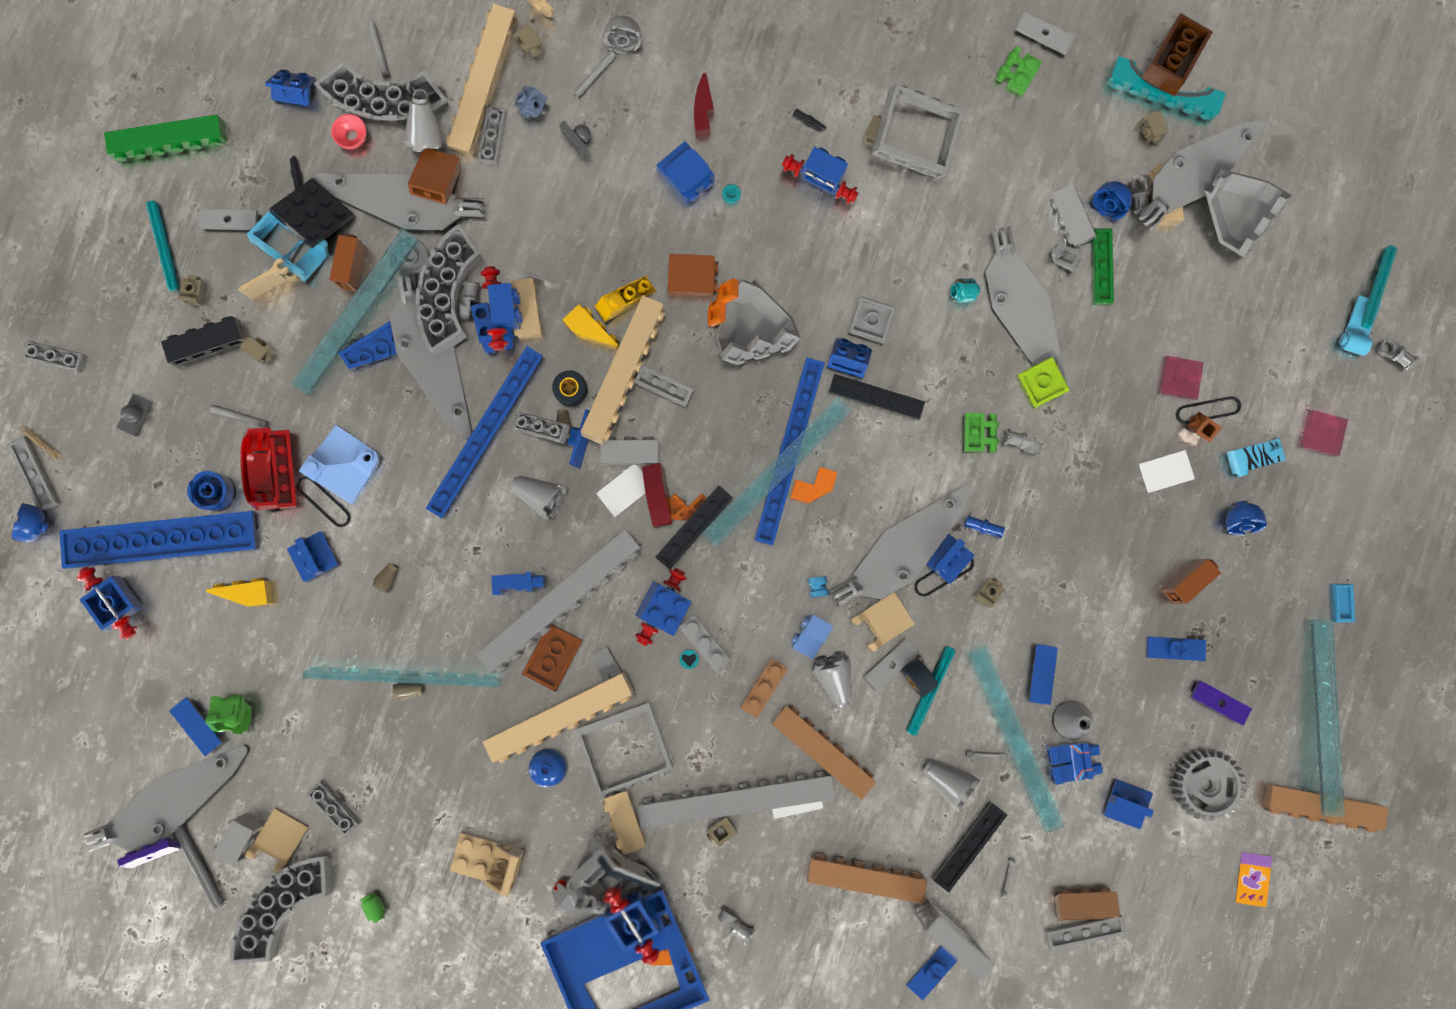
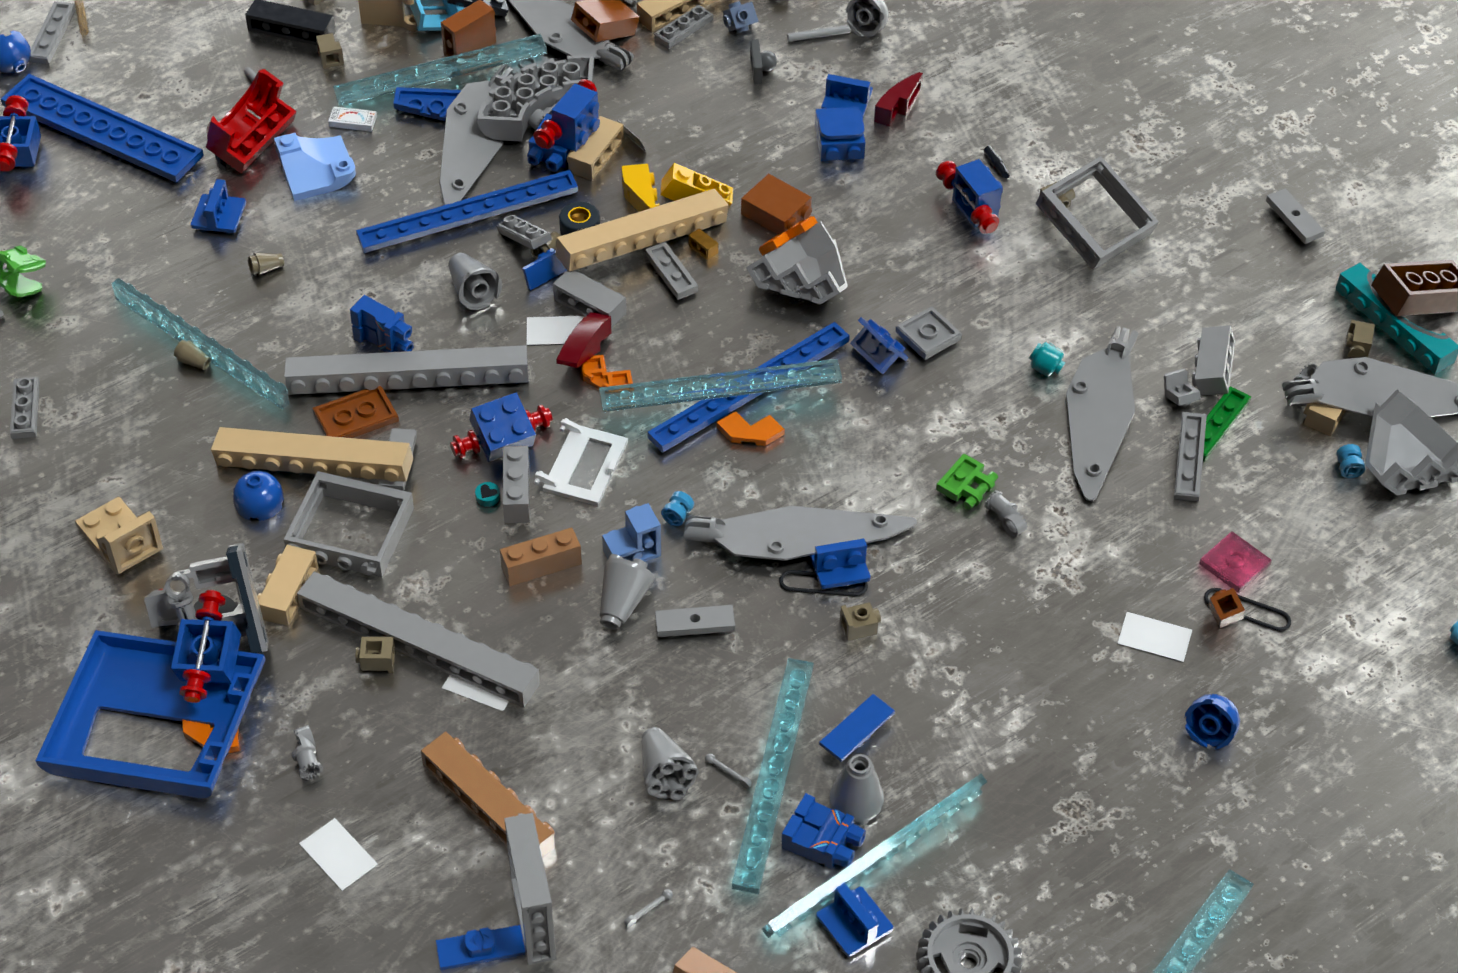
camera: 40 degrees right, 35 degrees down
(134, 414) = (178, 38): dark grey tile -> none
(221, 493) = (183, 115): blue brick -> none
(248, 594) = (133, 203): yellow slope -> none
(314, 504) = (261, 184): black piece -> none
(329, 401) = (352, 119): none -> white tile
(663, 130) = (846, 93): none -> blue bracket
(666, 345) = (703, 243): none -> pearl gold piece
(694, 527) = (587, 387): black plate -> none
(730, 589) = (583, 464): none -> white piece
(731, 193) = (871, 174): teal tile -> none
(806, 971) = (338, 854): none -> white sticker
(823, 752) = (551, 654): medium nougat brick -> none
(876, 397) = (882, 397): black plate -> none
(885, 620) = (720, 581): tan flag -> none
(920, 677) = (715, 642): black wheel -> none
(926, 701) = (717, 672): teal axle -> none
(969, 847) = (631, 844): black plate -> none
(984, 526) = (903, 561): blue pin -> none
(1024, 73) = (1247, 237): bright green plate -> none
(1043, 382) = (1072, 476): lime tile -> none
(1106, 311) = (1190, 456): none -> light grey tile
(1112, 754) = (868, 862): none -> clear light blue plate
(1113, 199) = (1268, 368): blue cylinder -> none
(1176, 648) = (1037, 806): blue piece -> none
(1191, 581) = (1102, 735): dark orange brick -> none
(1211, 243) = (1350, 461): none -> dark azure wheel
(1229, 708) = (1044, 875): dark purple tile -> none
(1255, 457) = (1256, 666): medium azure door -> none
(1324, 433) = (1374, 704): clear pink tile -> none
(1343, 603) = (1282, 883): dark azure tile -> none

